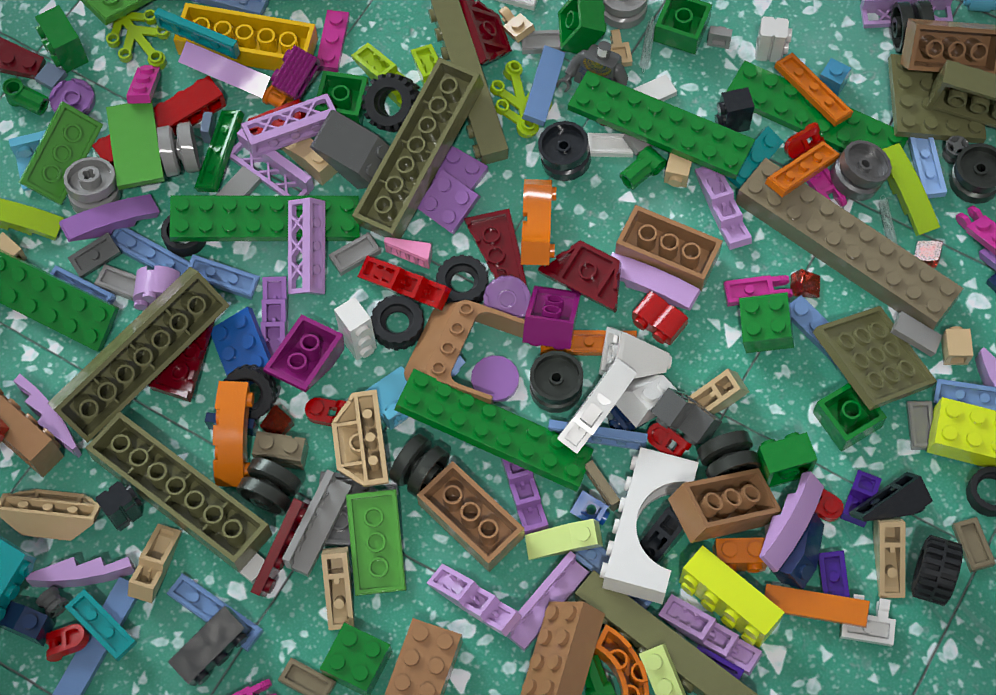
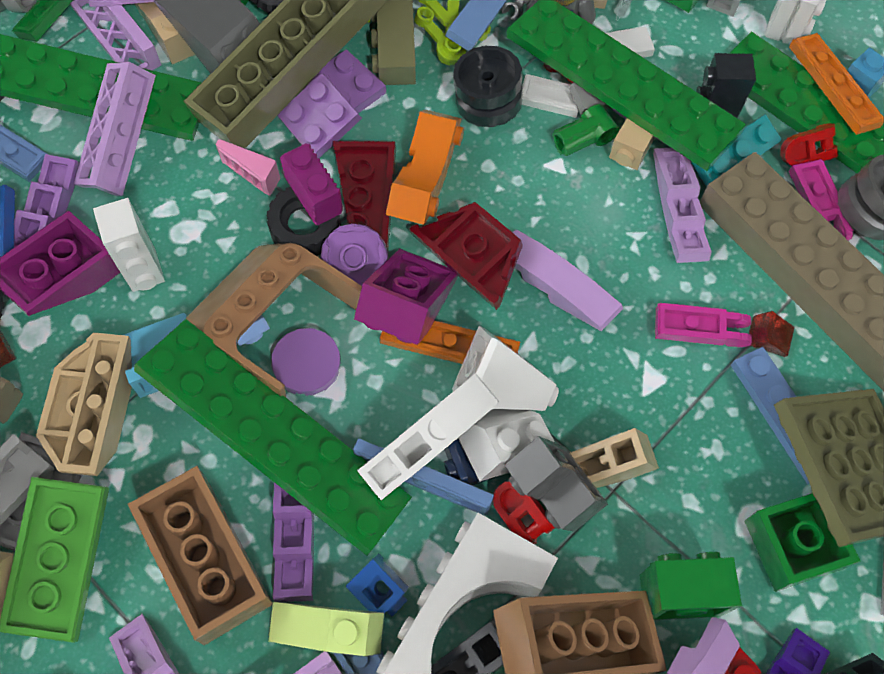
camera: 10 degrees right, 0 degrees up
(241, 184) = (74, 37): light grey tile -> none
(318, 410) = (54, 345): red plate -> none
(354, 253) = (179, 154): light grey tile -> none
(397, 340) = (196, 230): black tyre -> none
(404, 282) = (227, 204): red slope -> none
(418, 464) = (148, 456): pearl dark grey wheel -> none
(464, 255) = (312, 184): none -> magenta brick
(556, 381) = (385, 385): pearl dark grey wheel -> none
(602, 486) = (407, 555): dark tan tile -> none
(659, 318) = (556, 332): red brick -> none
(669, 246) = (594, 237): medium nougat brick -> none
(728, 454) = (605, 561): pearl dark grey wheel -> none
(766, 322) = (706, 374): green brick -> none
(802, 169) = (802, 176): orange tile -> none

